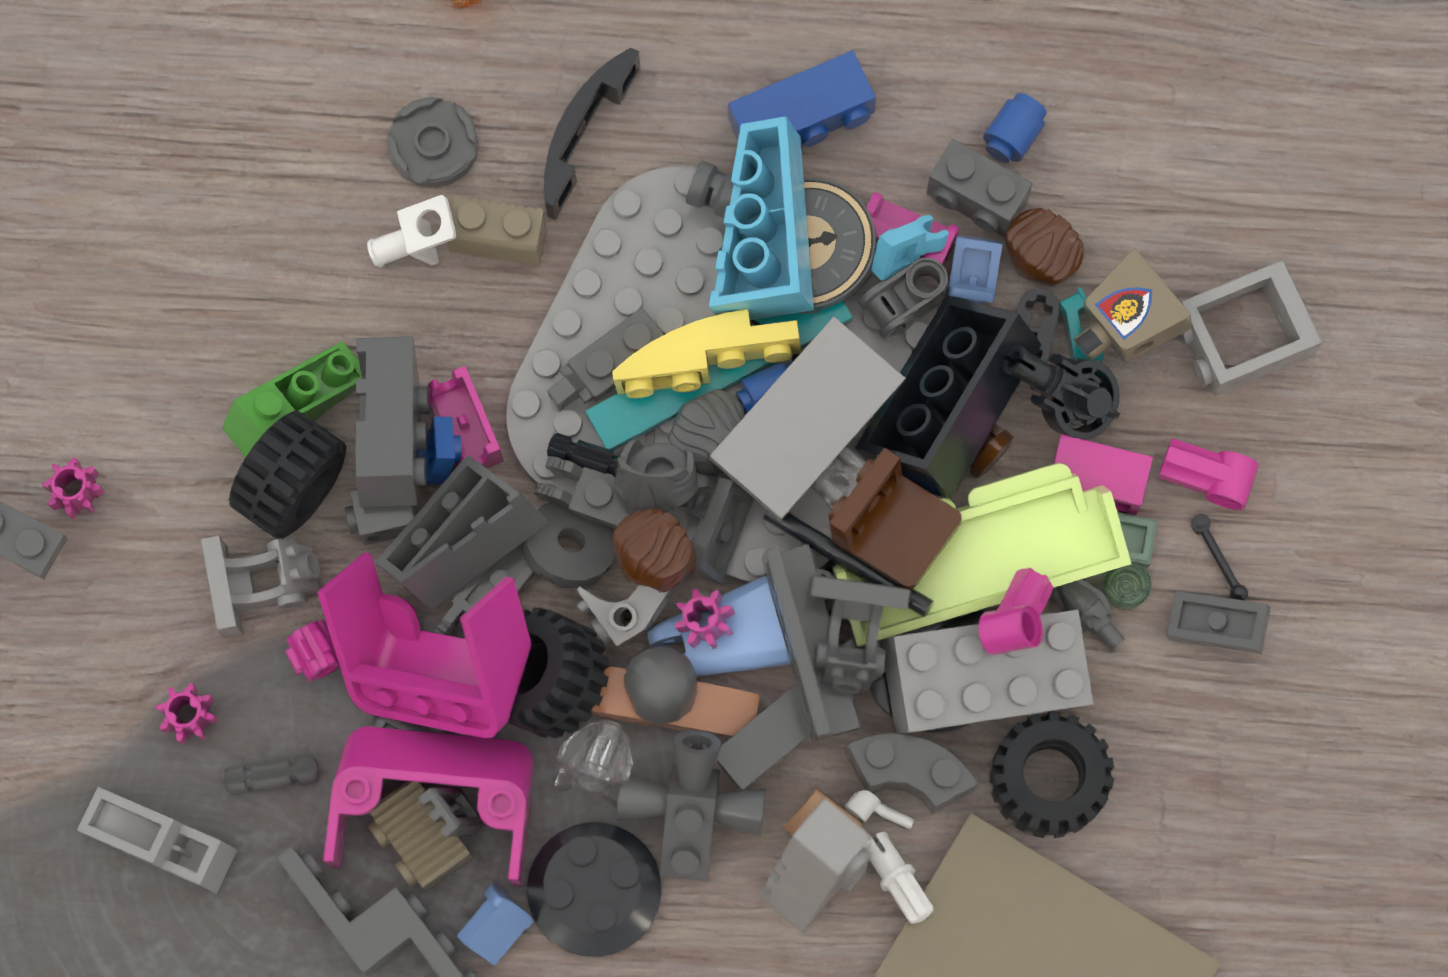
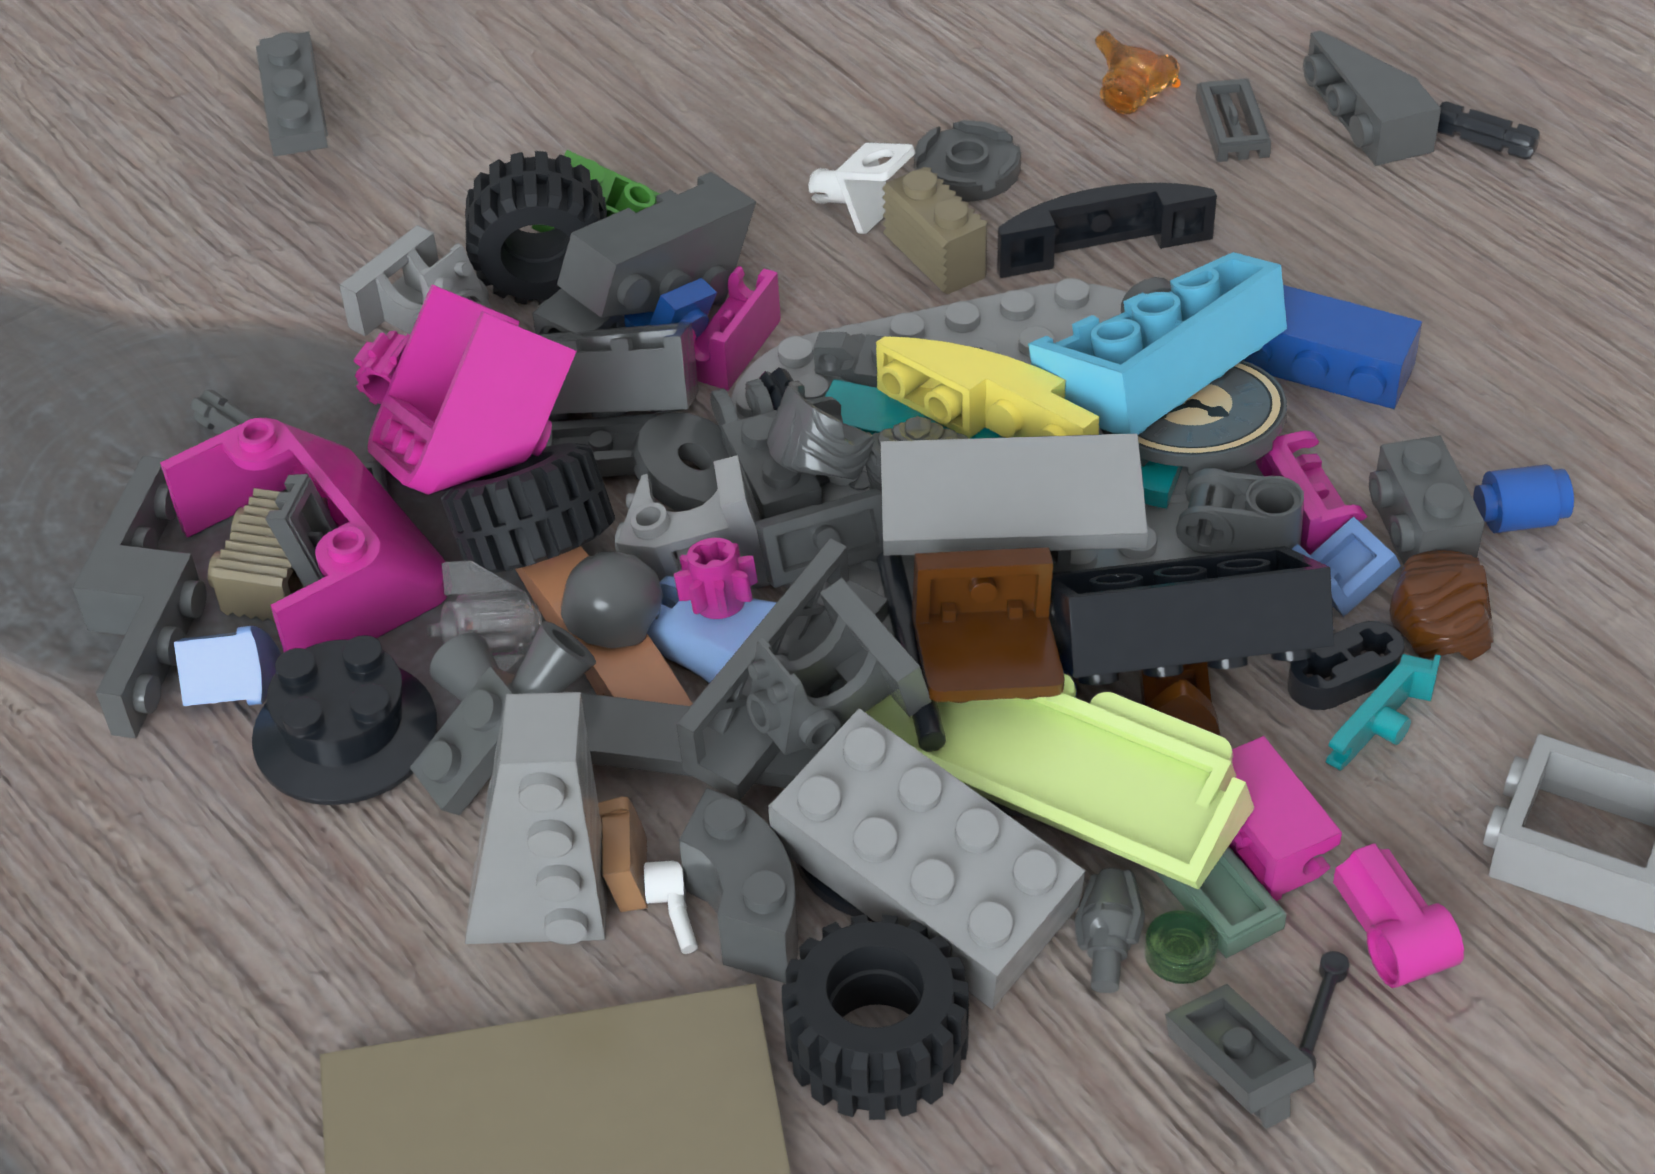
camera: 50 degrees right, 30 degrees down
(63, 477) = (387, 147): dark pink gear -> none
(157, 840) = (95, 395): light grey slope -> none
(174, 723) = (242, 332): dark pink gear -> none
(653, 549) = (736, 469): reddish brown hair -> none
(899, 879) = (606, 964): white axle -> none
(904, 245) = (1281, 452): medium azure plate -> none
(1018, 618) = (1004, 788): dark pink piece -> none
(1068, 391) = (1314, 698): black pin -> none
(1131, 312) = (1465, 692): dark tan torso -> none

